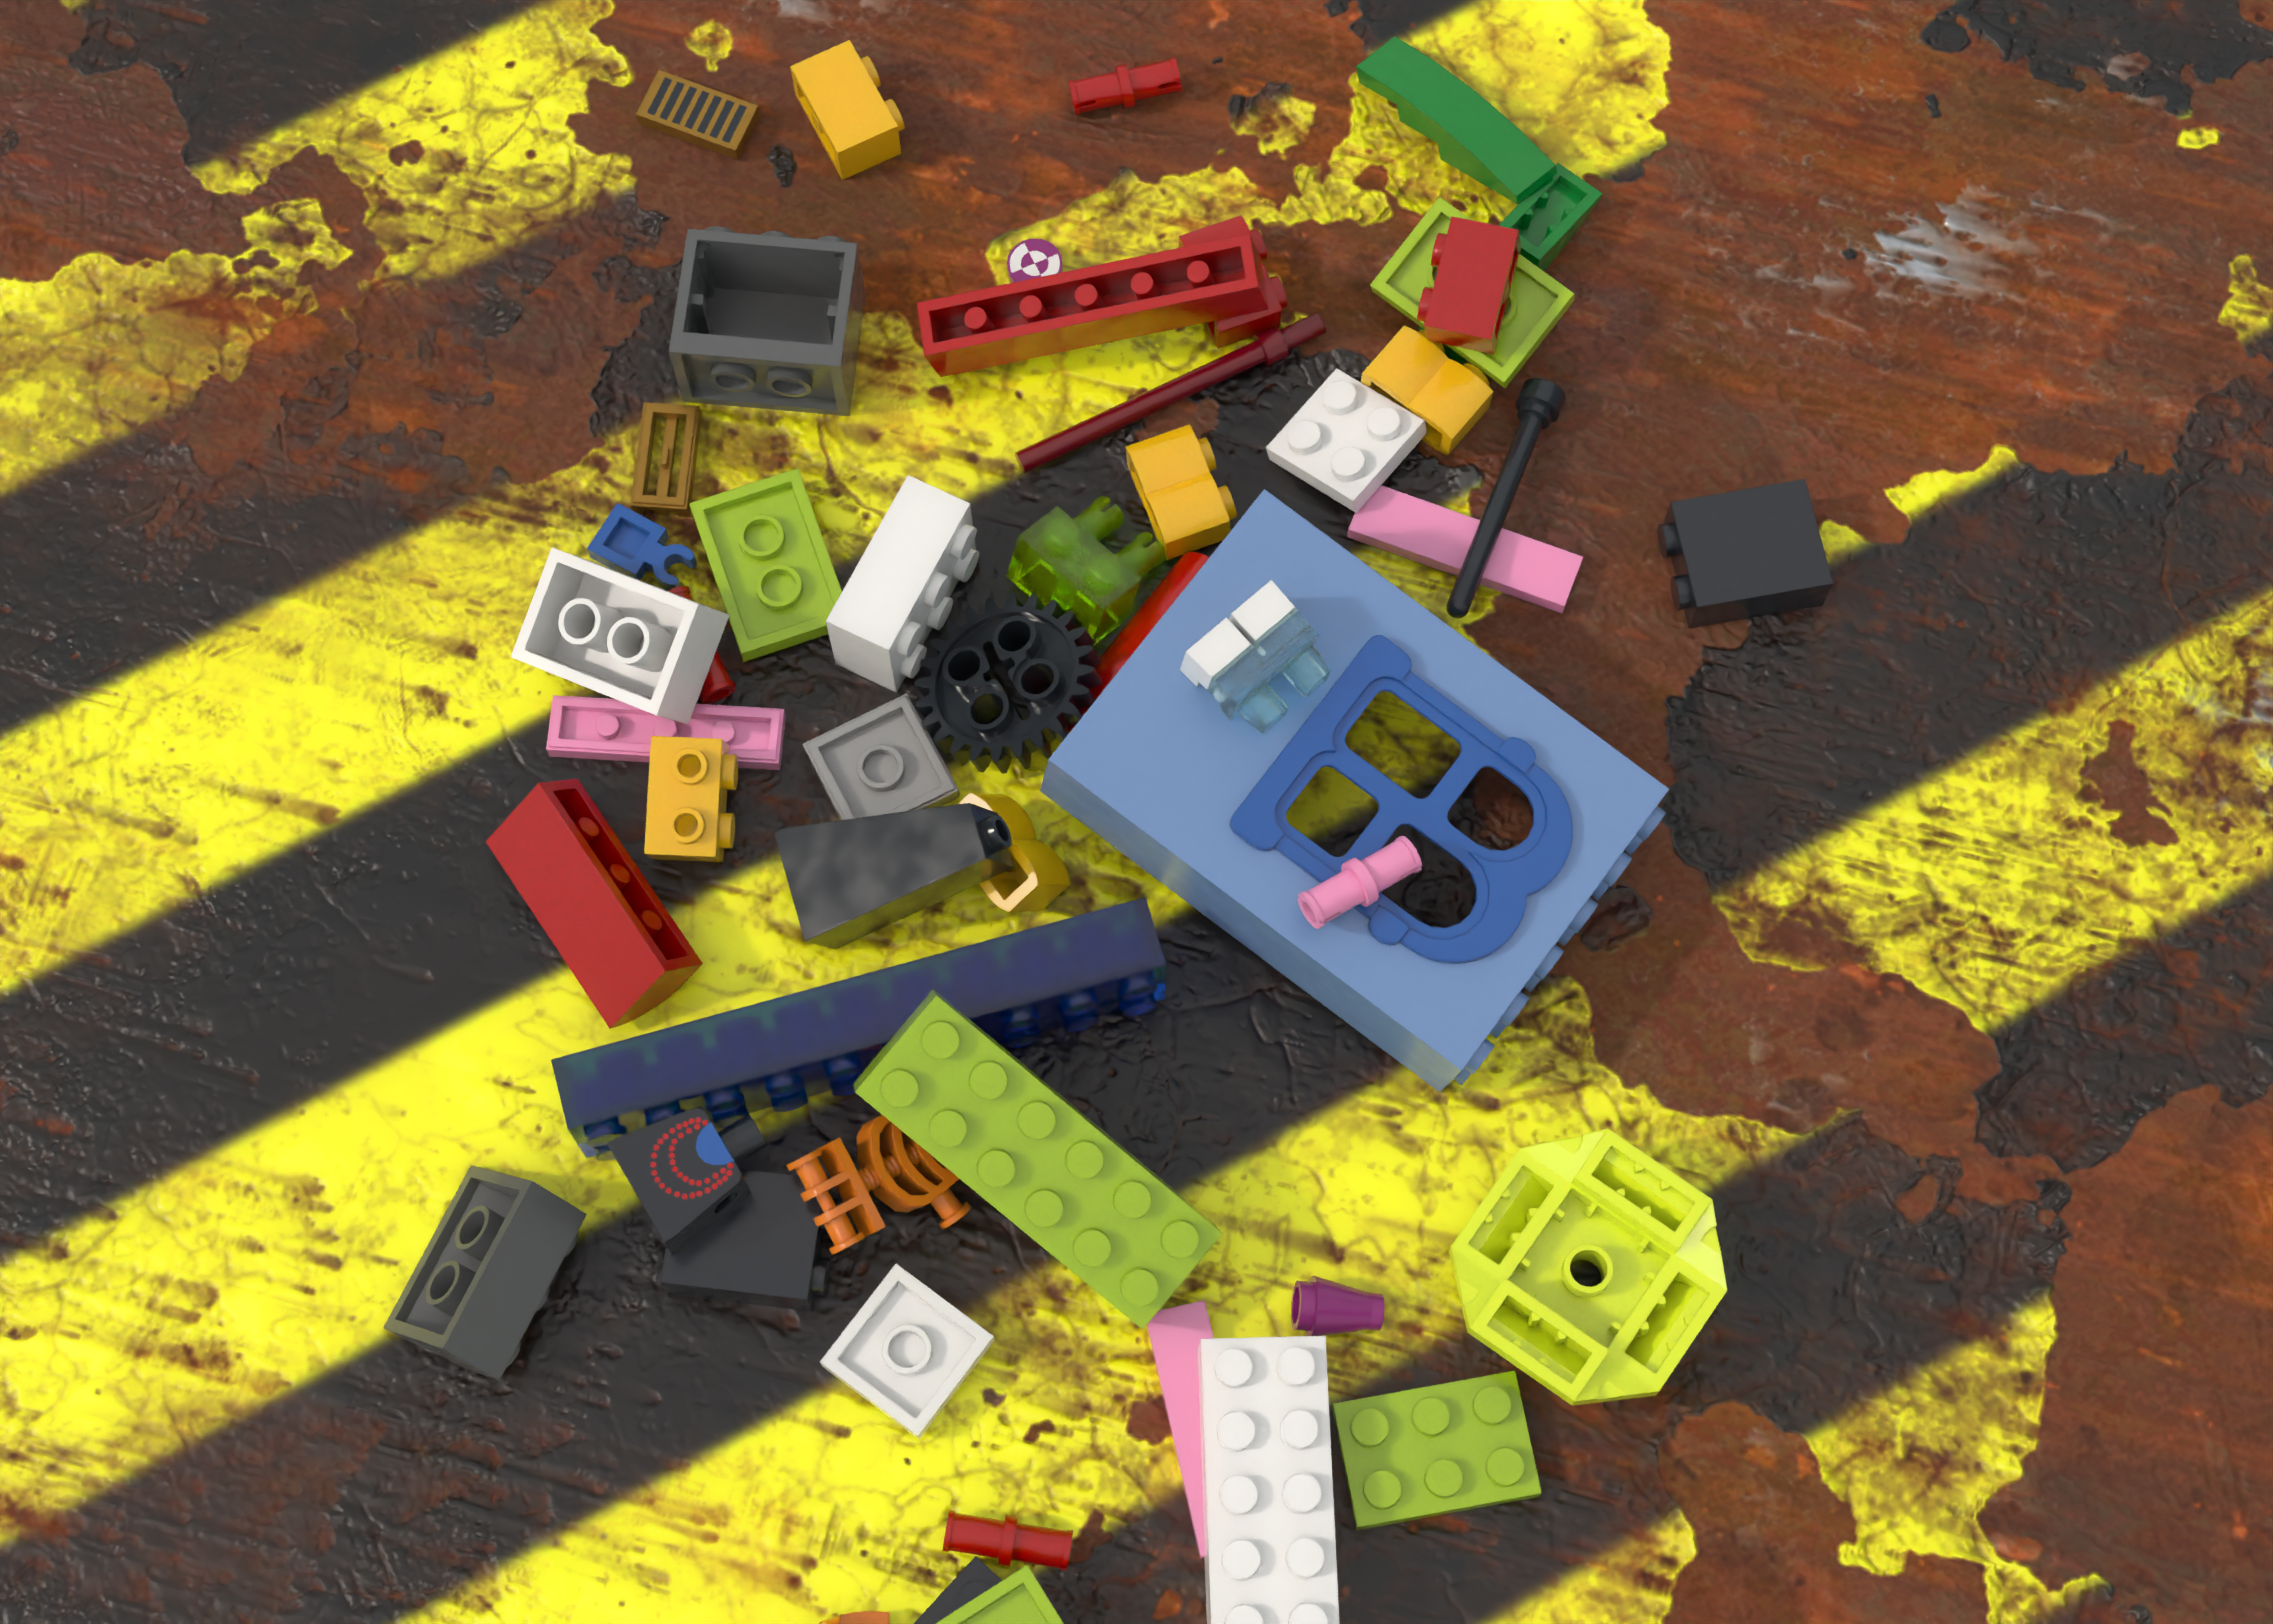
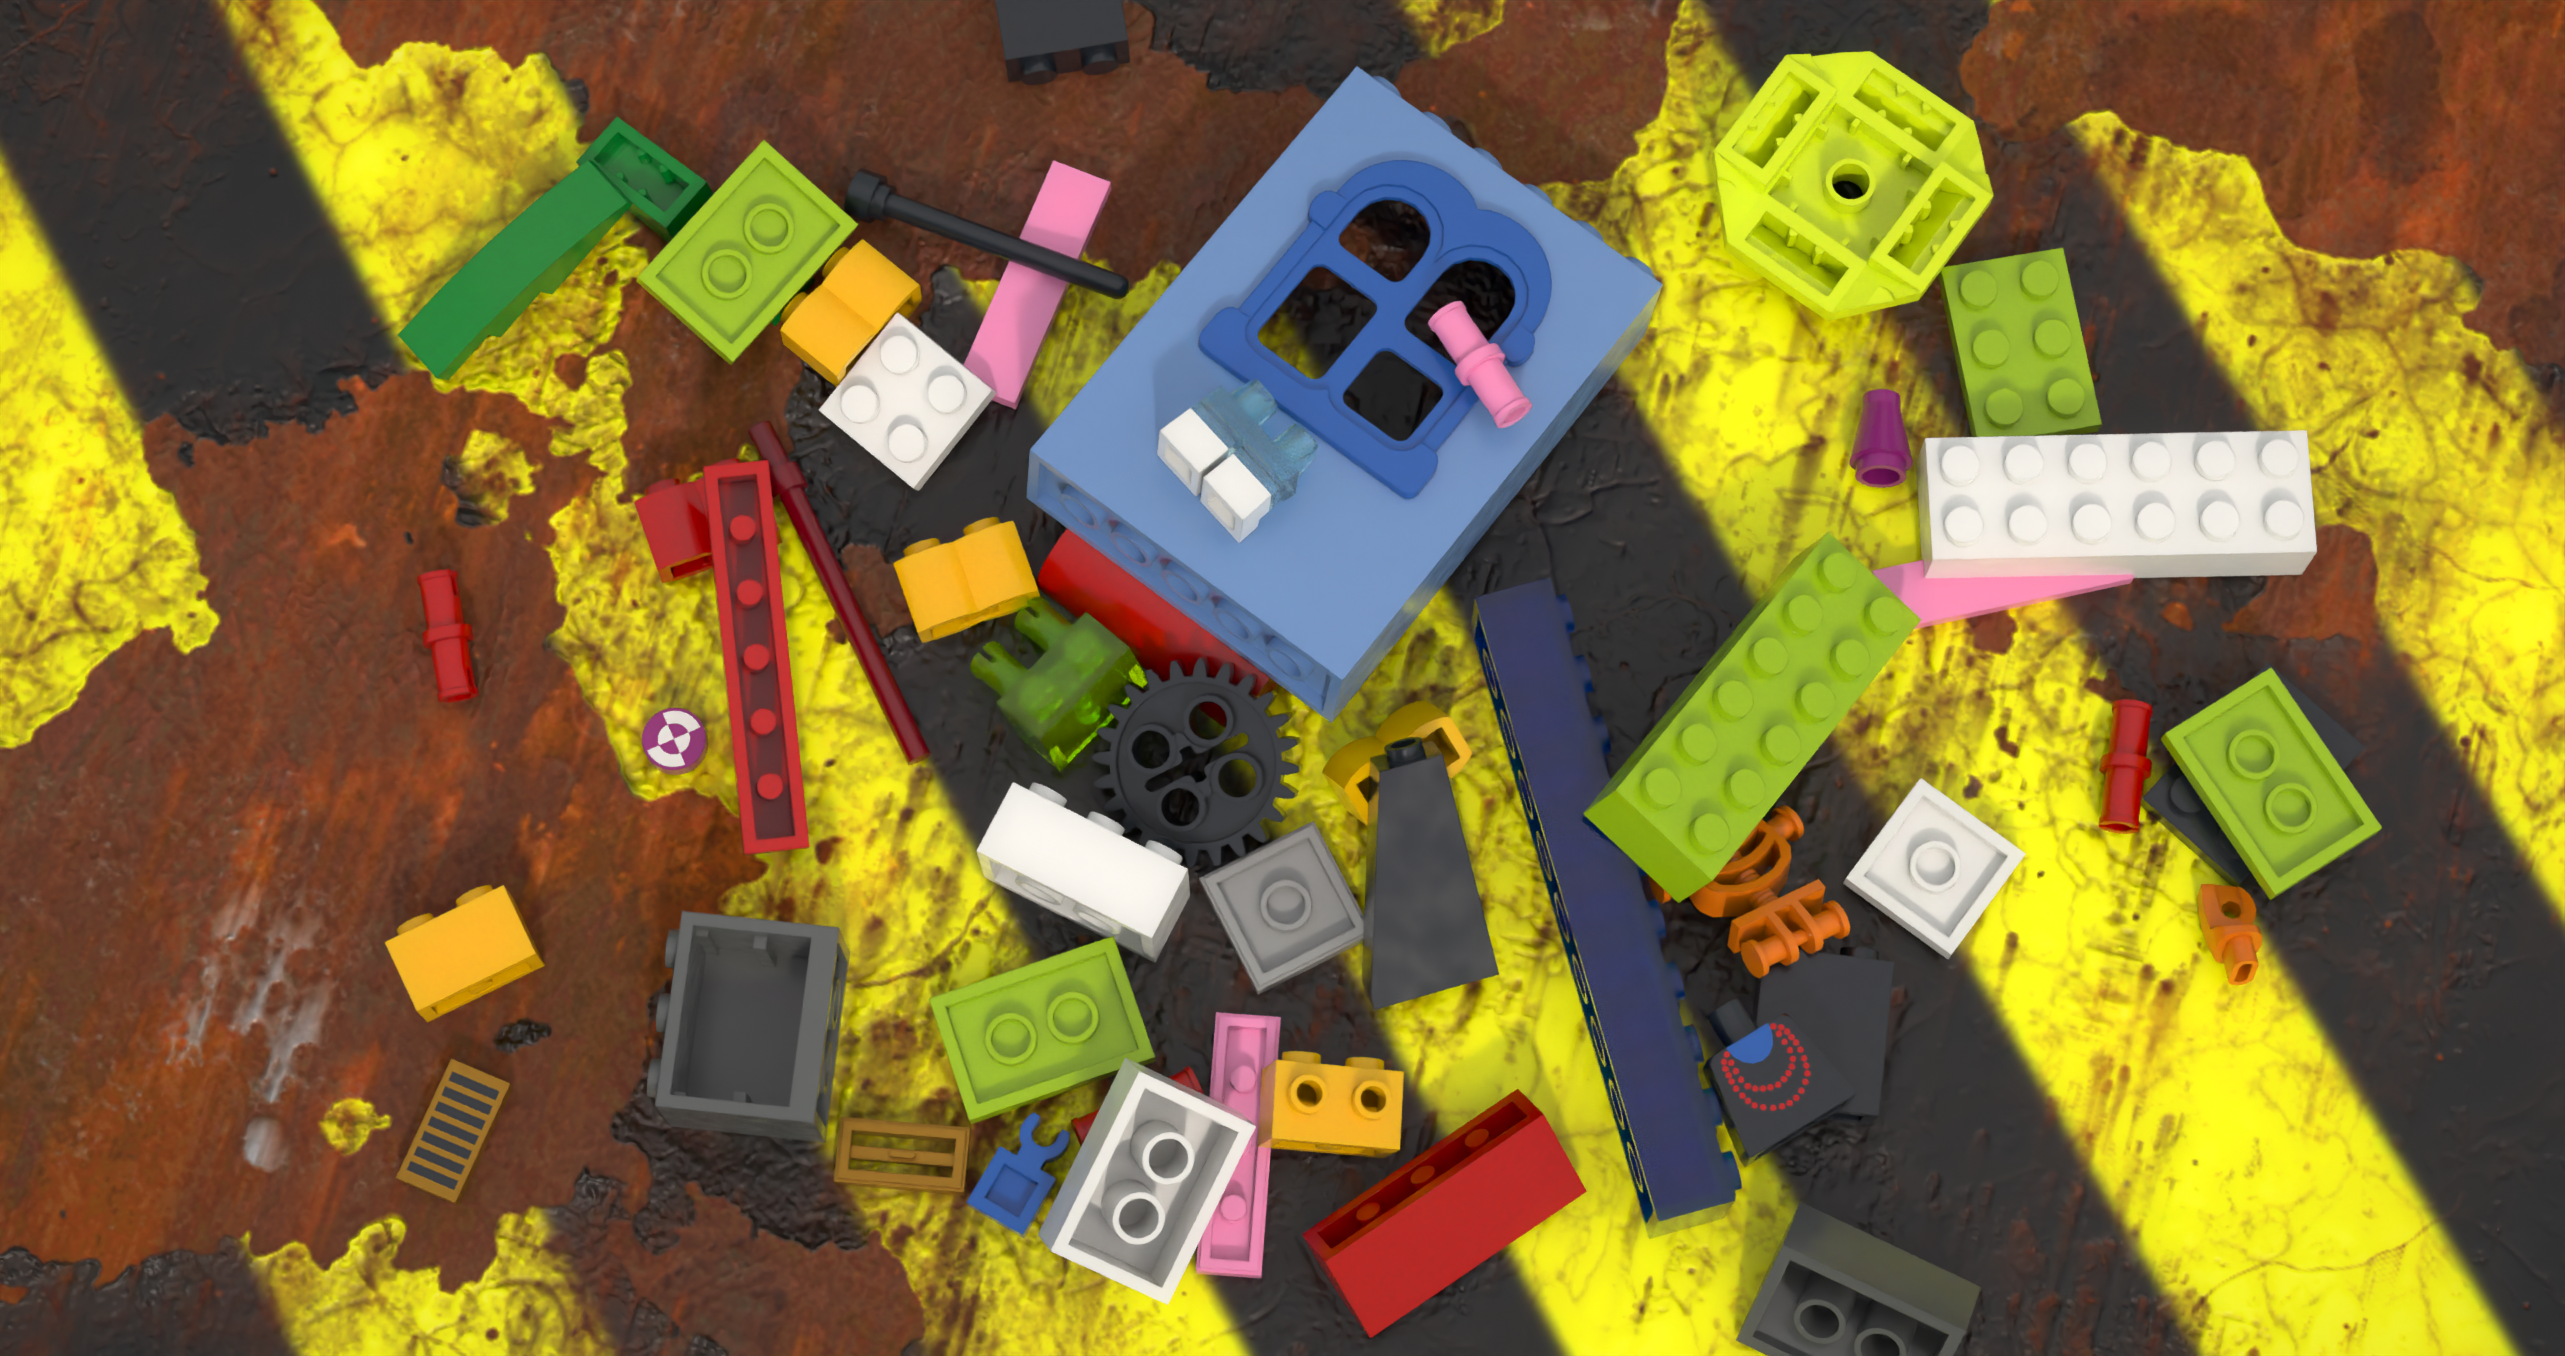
camera: 90 degrees left, 5 degrees up
(1471, 284) = (756, 244): red brick -> none

